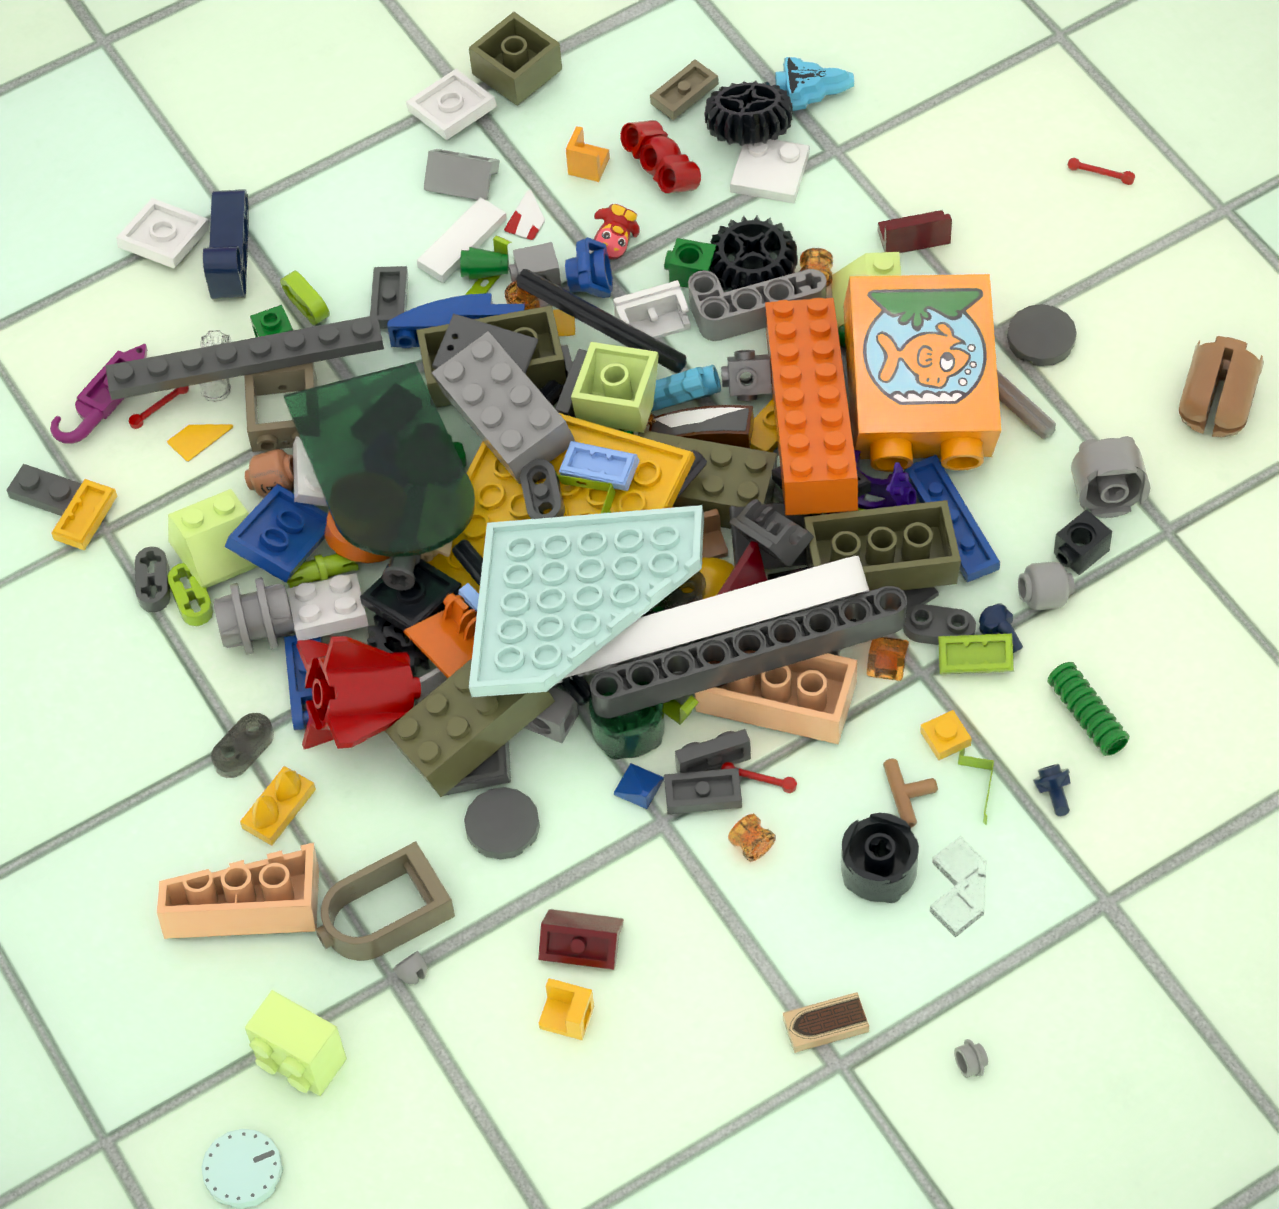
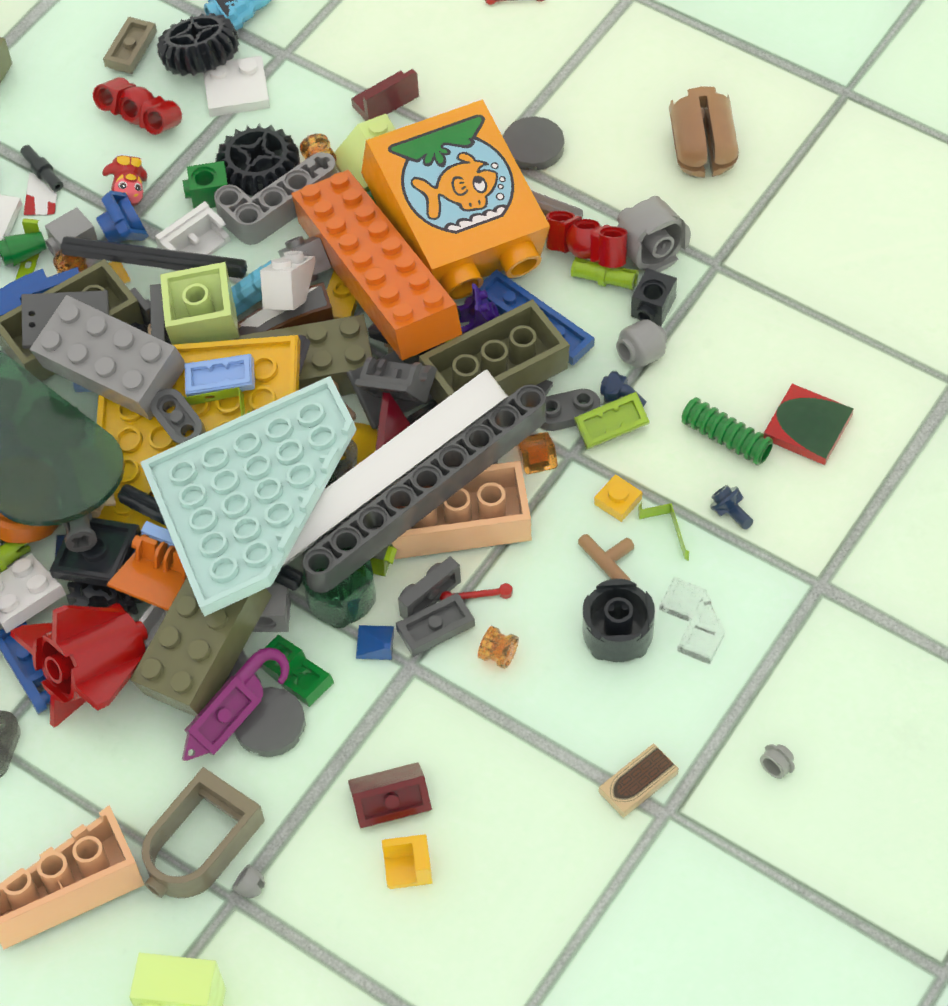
camera: 25 degrees left, 0 degrees up
(277, 805) = (54, 787): yellow tile -> none
(470, 792) = (230, 705): none -> magenta plate
(540, 188) = (41, 168): none -> black bar
(548, 782) = (305, 678): none -> green slope
(585, 159) = (70, 131): light orange panel -> none
(714, 392) = (287, 281): none -> white slope
(1040, 456) = (587, 239): none -> red piece
(1045, 498) = (614, 276): none -> lime pin
(1178, 733) = (808, 423): none -> dark green tile

